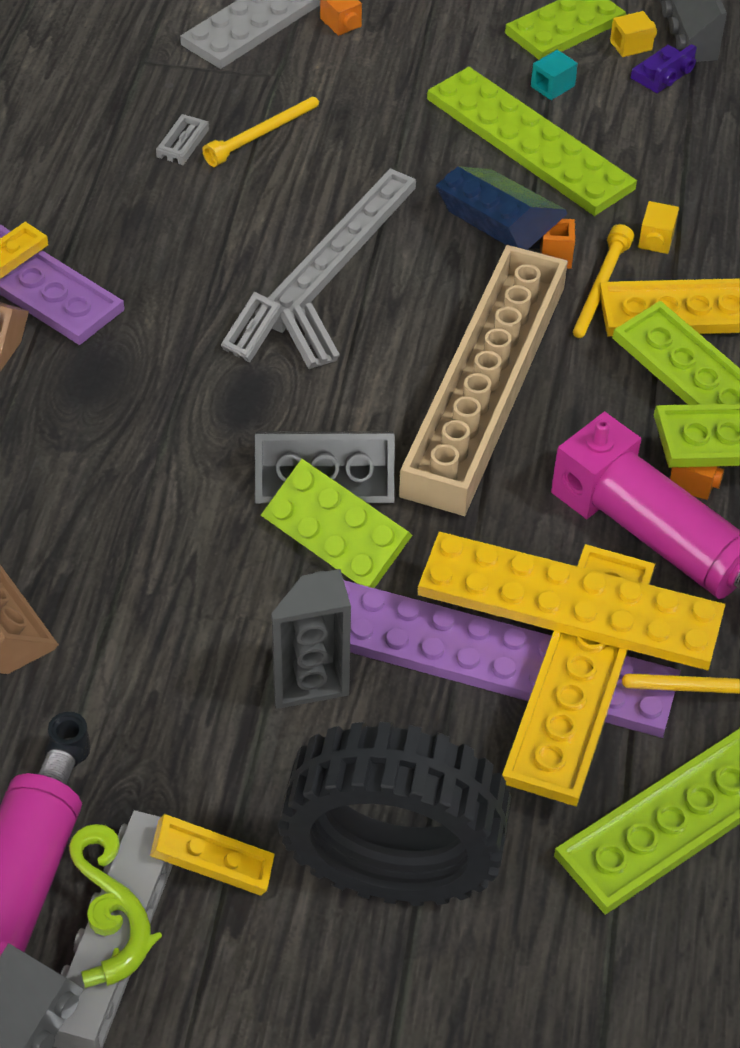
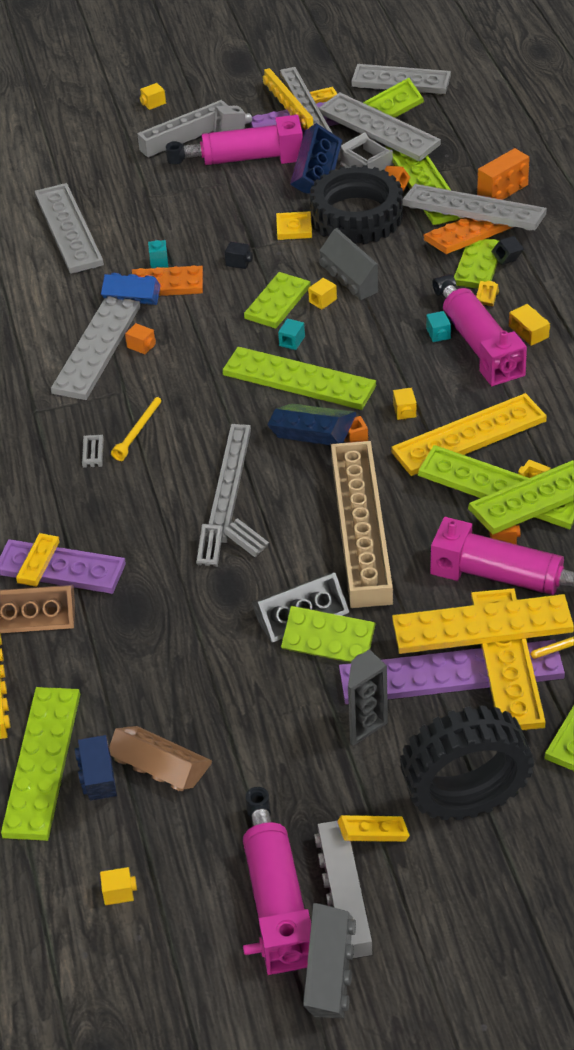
camera: 20 degrees left, 5 degrees down
(117, 897) = (339, 868): lime plant -> none
(618, 241) = (386, 418): yellow piece -> none
(664, 67) = (351, 307): dark purple bracket -> none

